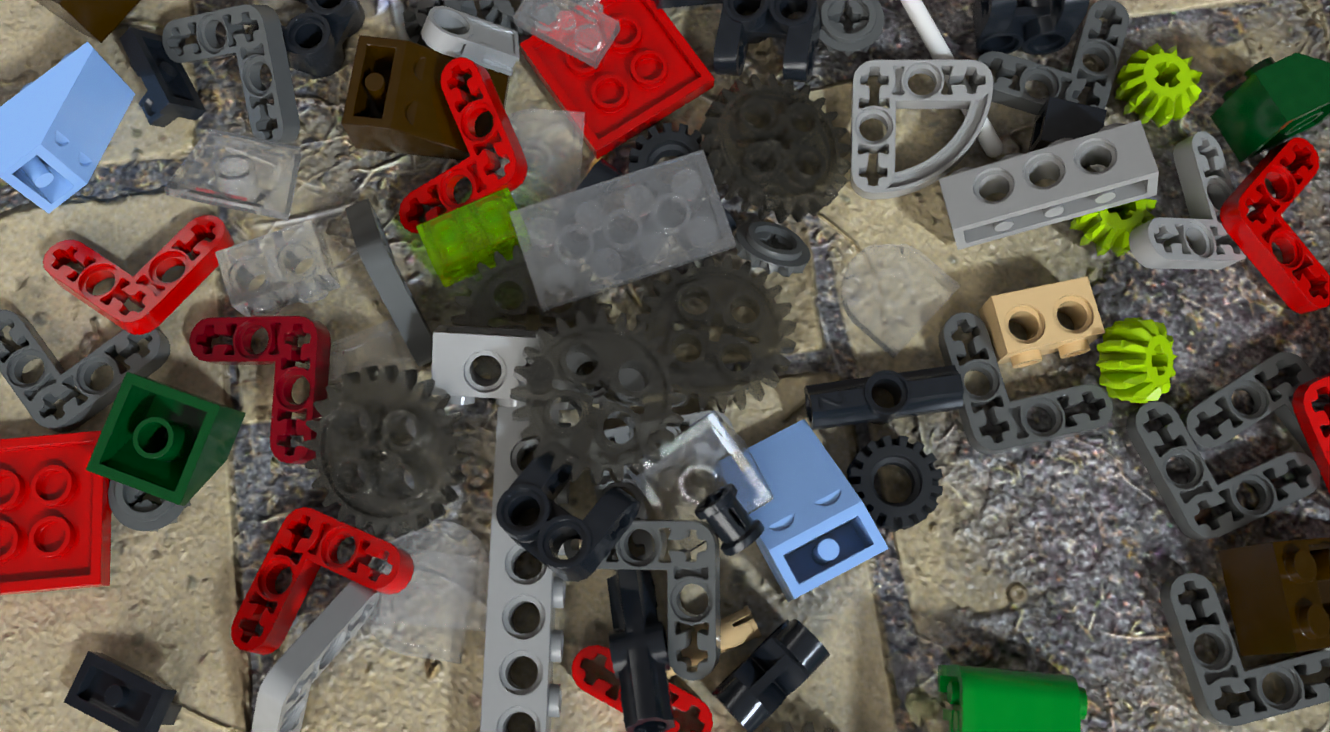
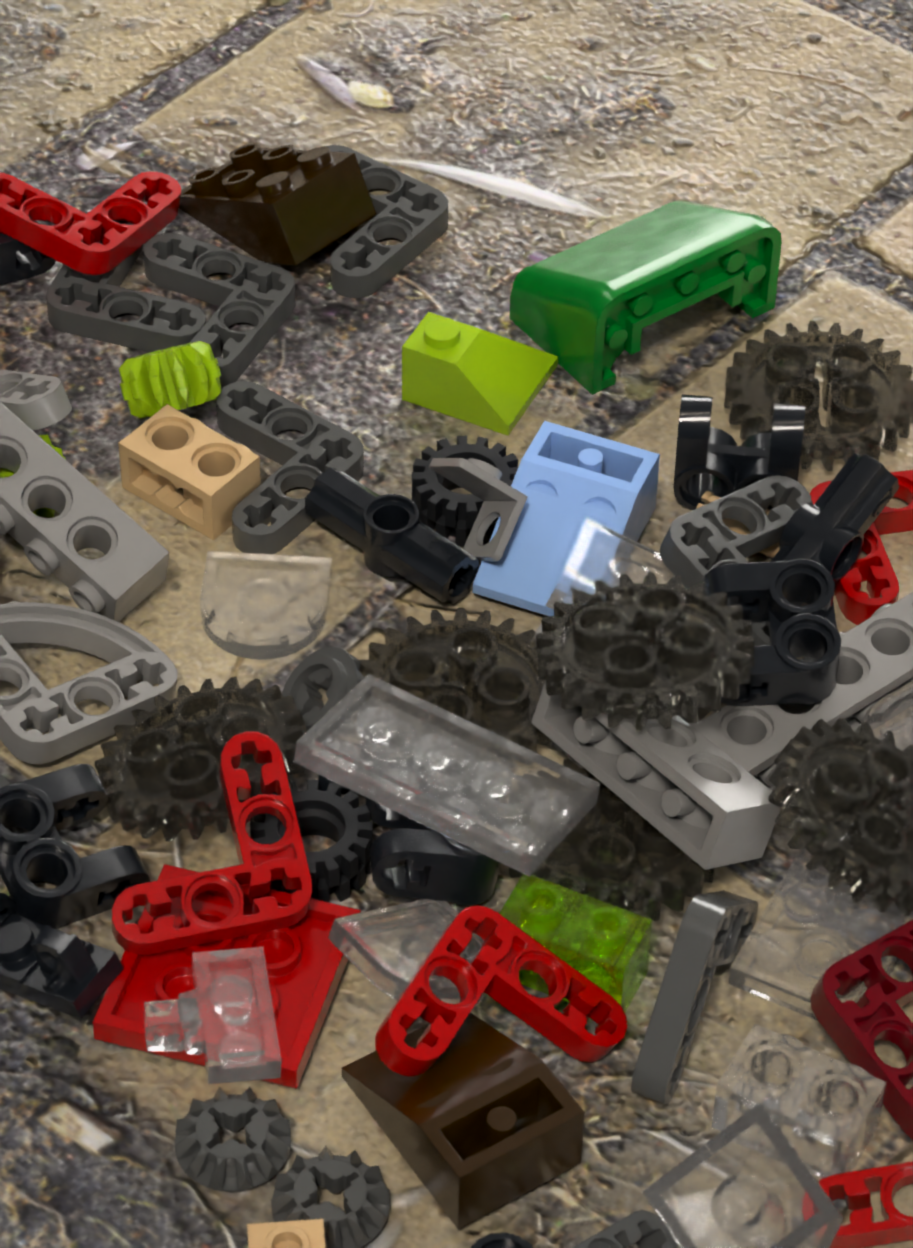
camera: 130 degrees left, 30 degrees down
(472, 38) = (331, 1099): light grey piece -> none
(653, 89) = (257, 867): none -> red beam
(729, 520) = (643, 524): black bush -> none
(851, 449) = (499, 501): none -> light grey bracket
(1015, 594) = (472, 373): none -> lime slope

